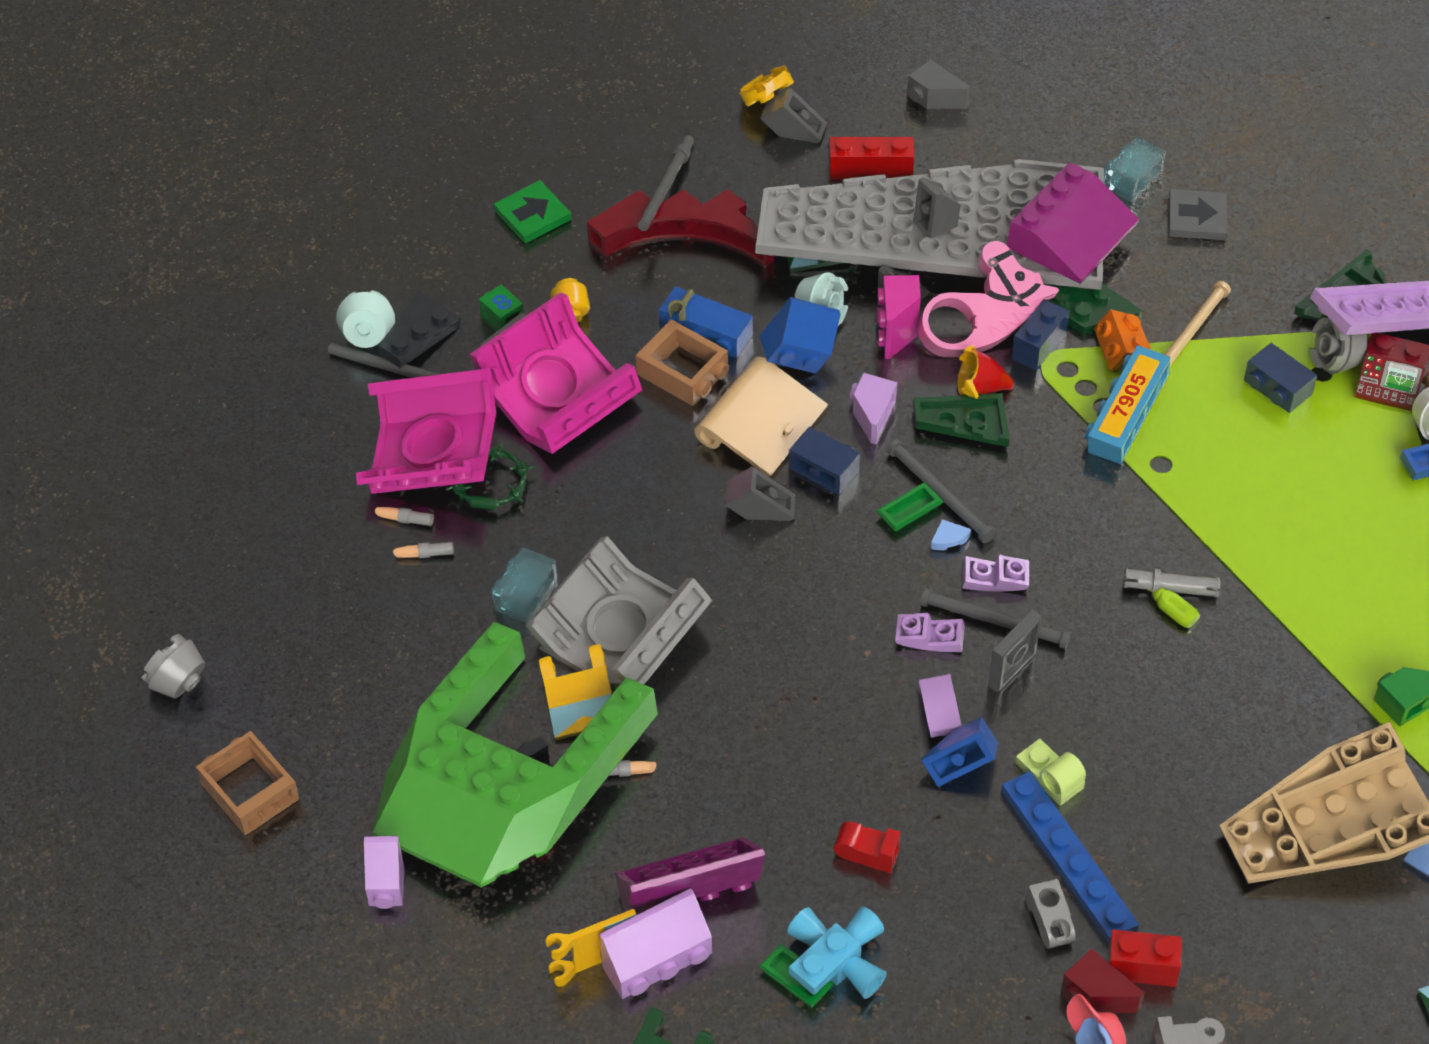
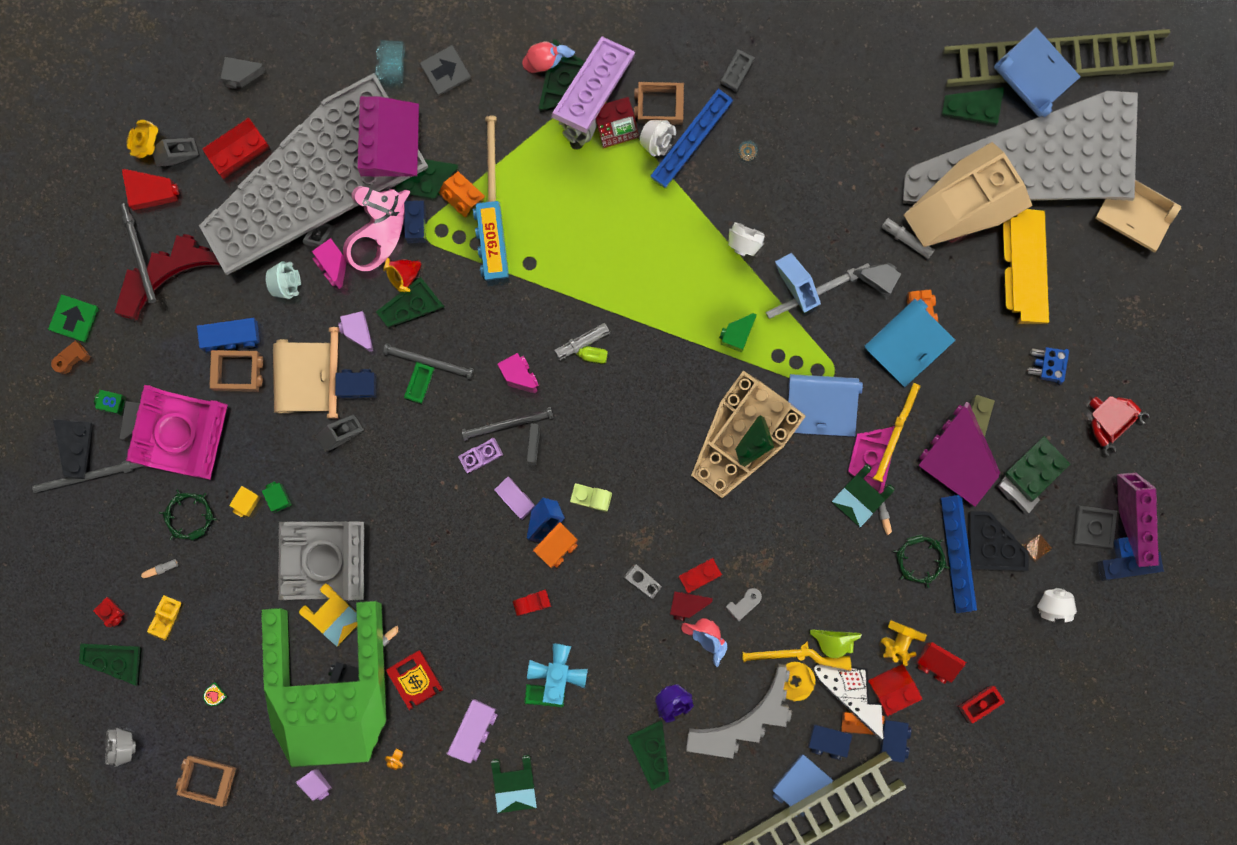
camera: 35 degrees left, 30 degrees up
(257, 575) = (113, 660): none -> dark green wing
(300, 524) = (109, 612): none -> red bracket
(346, 694) = (214, 695): none -> tile
(365, 318) = (43, 465): light aqua cone -> none
(367, 569) = (164, 618): none -> yellow slope
(424, 550) = (187, 583): light grey piece -> none
(432, 431) = (138, 515): dark pink panel -> none
(493, 243) = (68, 357): none -> dark orange leg
(518, 920) = (394, 761): none -> light orange plate
(524, 585) = (256, 571): clear light blue brick -> none
(575, 502) = (244, 502): none -> yellow brick
(577, 296) = (143, 370): yellow head -> none
(583, 945) = (436, 766): yellow flag -> none
(620, 520) = (276, 497): none -> green brick
(625, 840) = (416, 682): none -> red container
(680, 305) = (211, 338): olive hand -> none
(705, 871) = (462, 686): magenta slope -> none
(731, 138) = (148, 190): none -> red slope
(801, 335) = (291, 318): blue slope -> none
(842, 393) = (333, 370): none -> light nougat bar
(934, 209) = (308, 182): dark grey slope -> none
(949, 535) = (451, 387): light blue tile -> none
(955, 787) = (556, 545): none -> orange slope
(997, 576) = (490, 396): lavender slope -> none
(1054, 560) = (516, 375): none -> dark pink slope
(1068, 856) = (629, 540): blue plate -> none
(1280, 377) = (559, 166): dark blue brick -> none
(1344, 255) = (545, 56): none -> coral hair
(1346, 829) = (755, 442): none -> dark green wing

